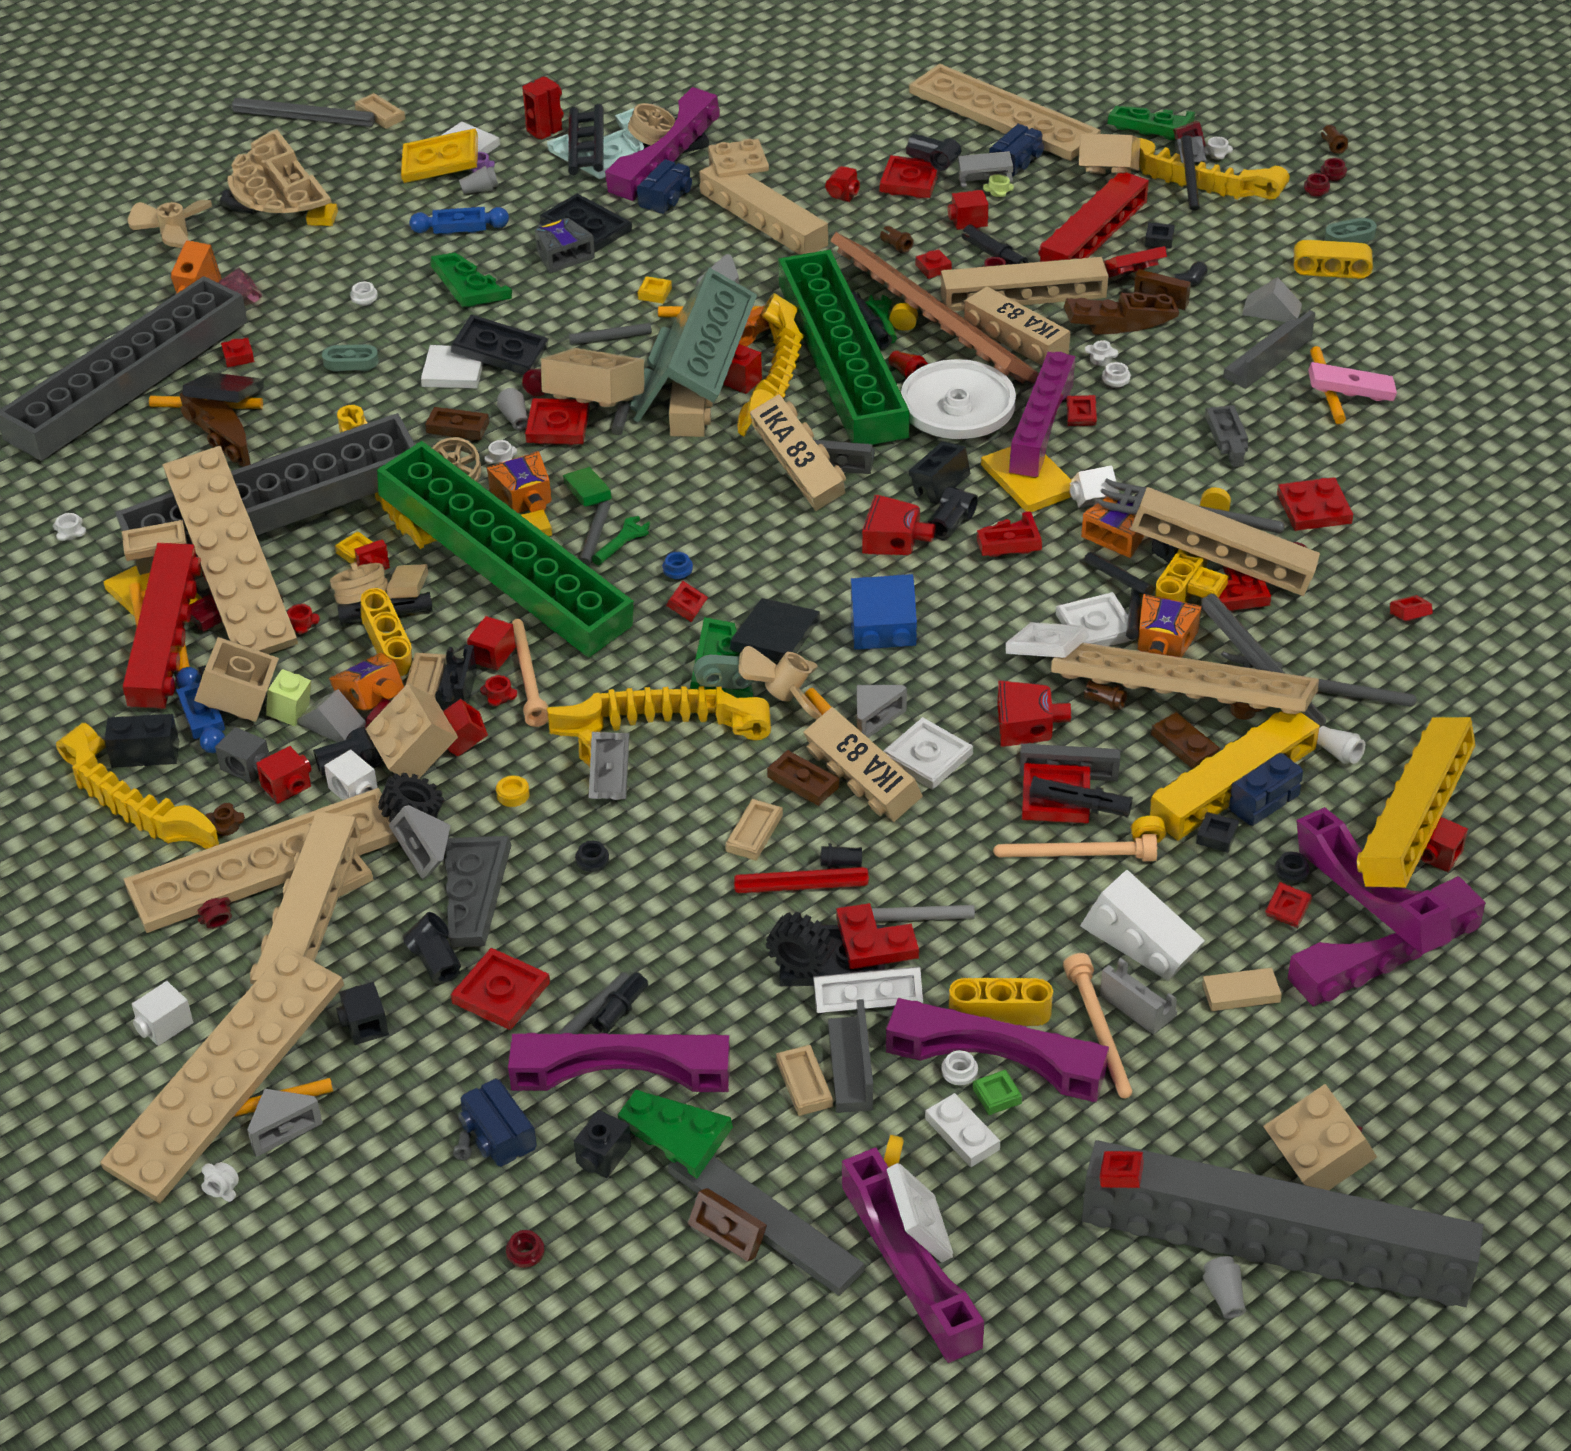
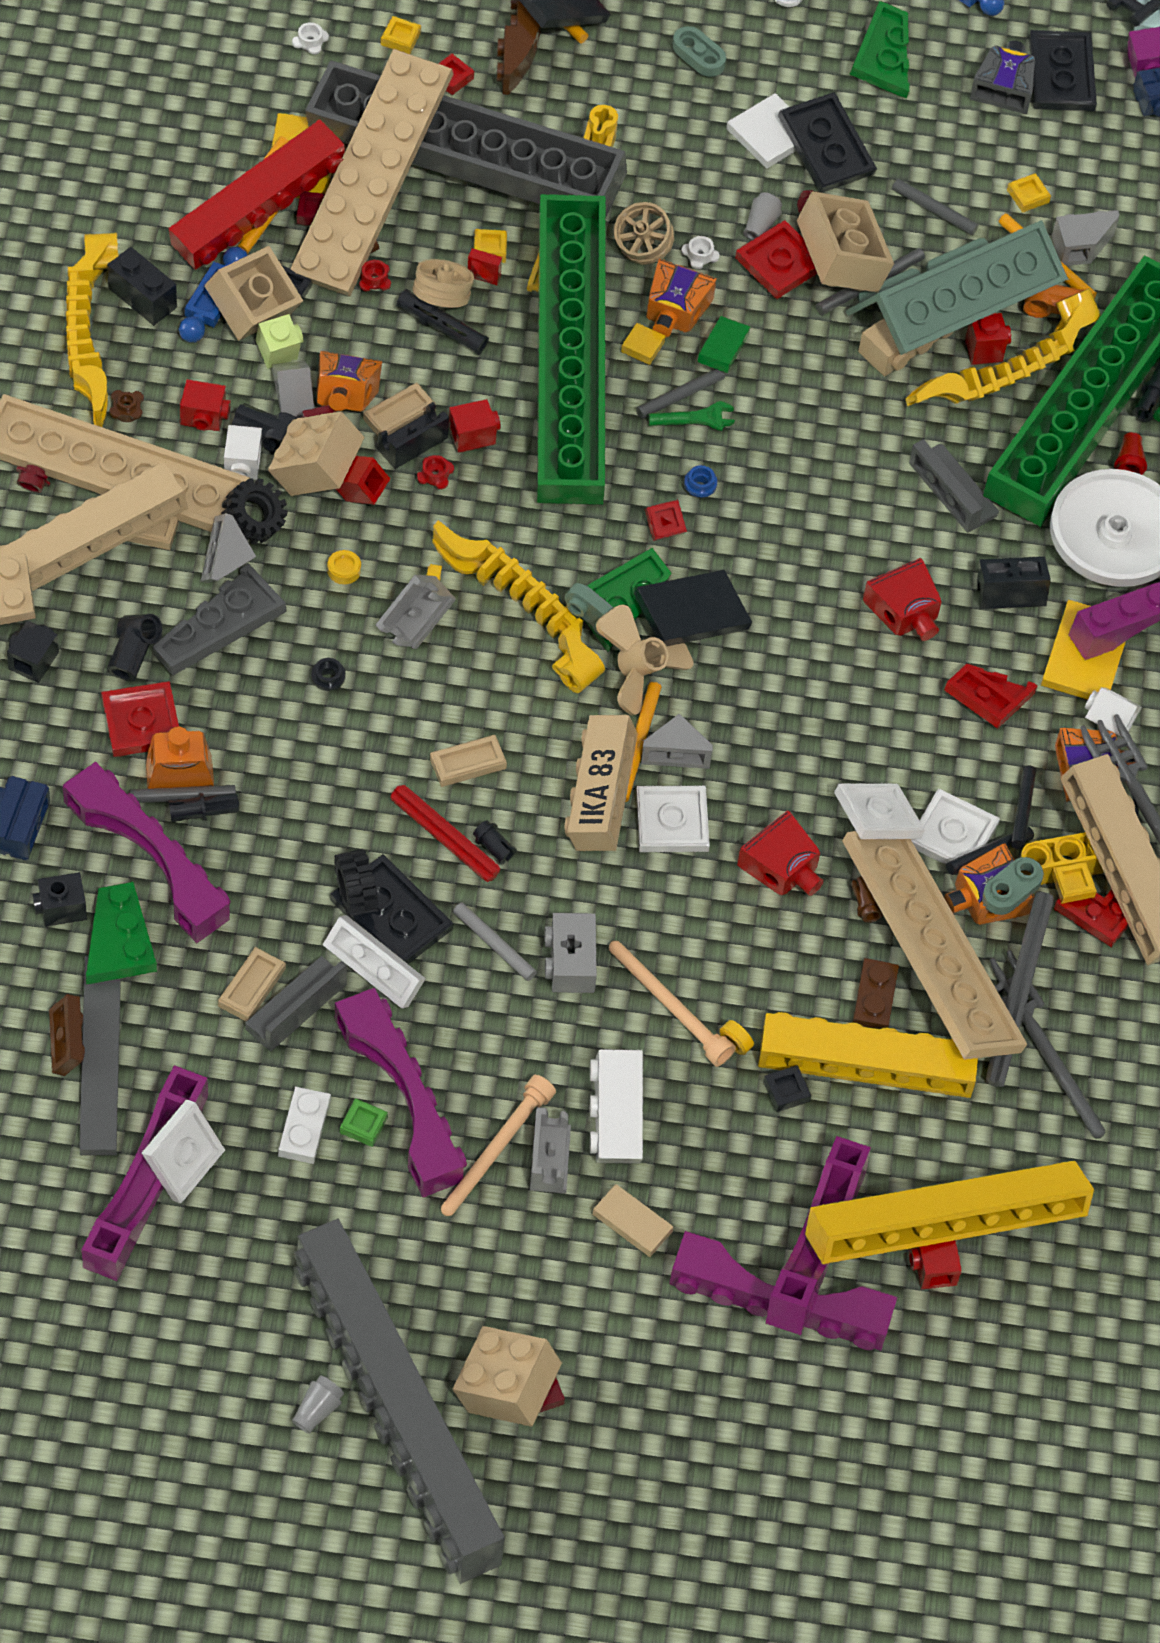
camera: 40 degrees right, 15 degrees up
(131, 484) = (401, 35): none -> yellow tile
(143, 541) = (333, 112): tan tile -> none
(240, 753) = (195, 359): dark grey brick -> none
(386, 620) = (408, 331): yellow beam -> none
(407, 581) = (483, 312): tan tile -> none
(457, 423) = (702, 192): reddish brown plate -> none
(535, 708) = (443, 509): light nougat piece -> none
(567, 986) = (179, 760): none -> orange torso
(798, 452) = (908, 463): tan brick -> none
(803, 777) = (552, 752): reddish brown plate -> none
(873, 946) = (418, 929): red plate -> none
(883, 612) = (784, 670): blue slope -> none
(893, 1150) = (231, 1094): yellow tile -> none
(953, 509) = (982, 626): black piece -> none
(959, 1068) = (360, 1071): white plate -> none
(983, 872) = (577, 935): none -> light grey brick
(1004, 999) = (447, 1045): yellow beam -> none
(1046, 810) = (714, 942): red plate -> none
(1092, 799) = (722, 975): black pin -> none
(1103, 762) = (765, 925): dark grey panel -> none
(1121, 1169) = (317, 1254): red tile -> none
(1184, 608) = (1014, 883): none -> sand green plate
(1266, 789) = (868, 1091): dark blue brick -> none
(1288, 905) = (755, 1194): red tile -> none
(1292, 867) = (804, 1161): black plate -> none
(1343, 745) = (984, 1115): white cone -> none

